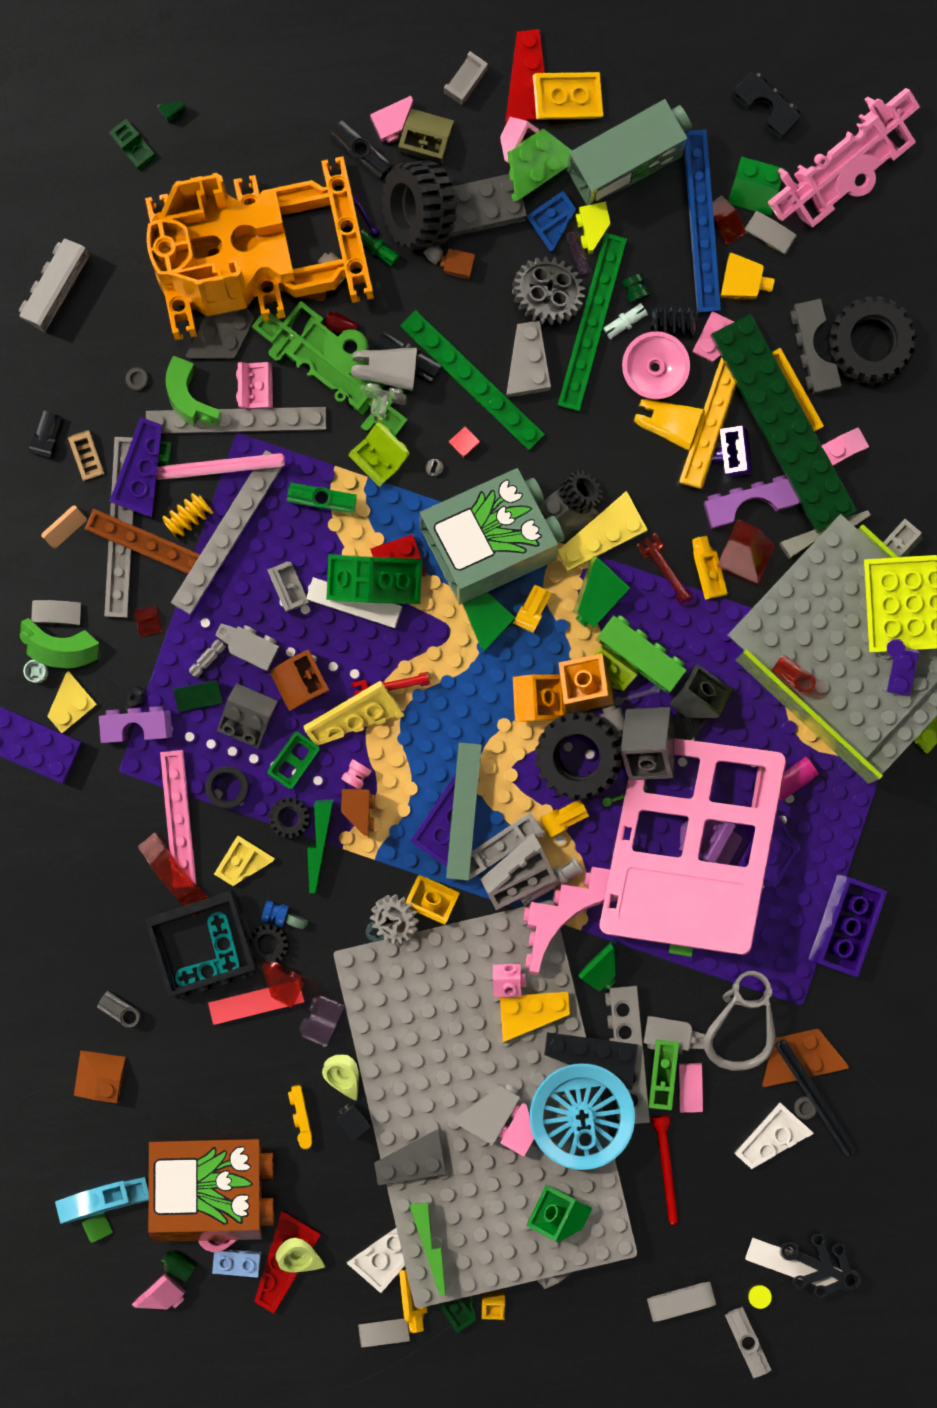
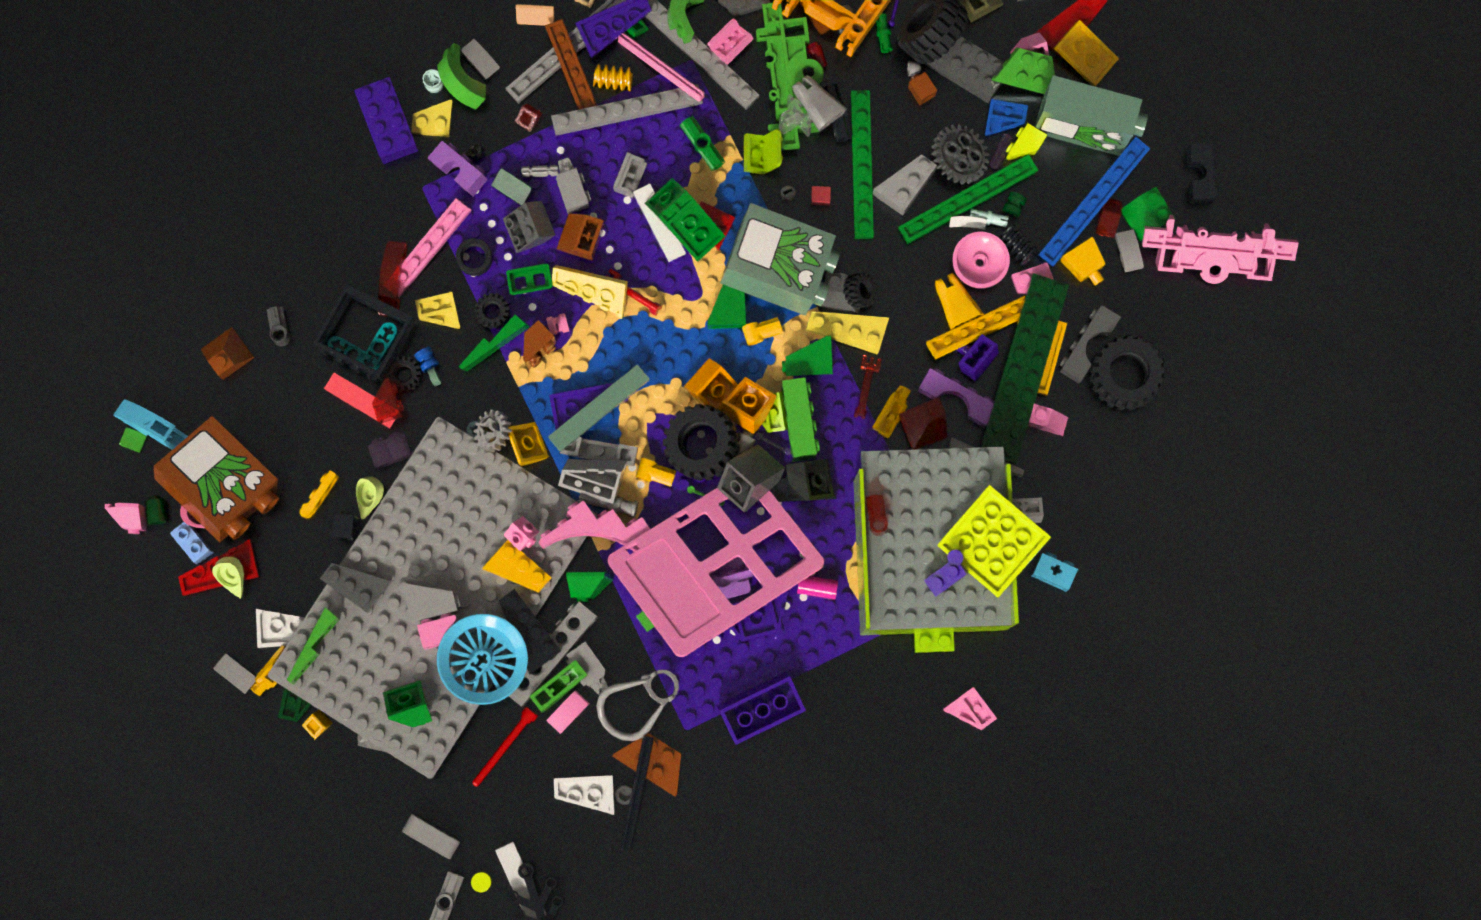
camera: 45 degrees right, 5 degrees down
(611, 341) = (967, 221): none -> white sticker

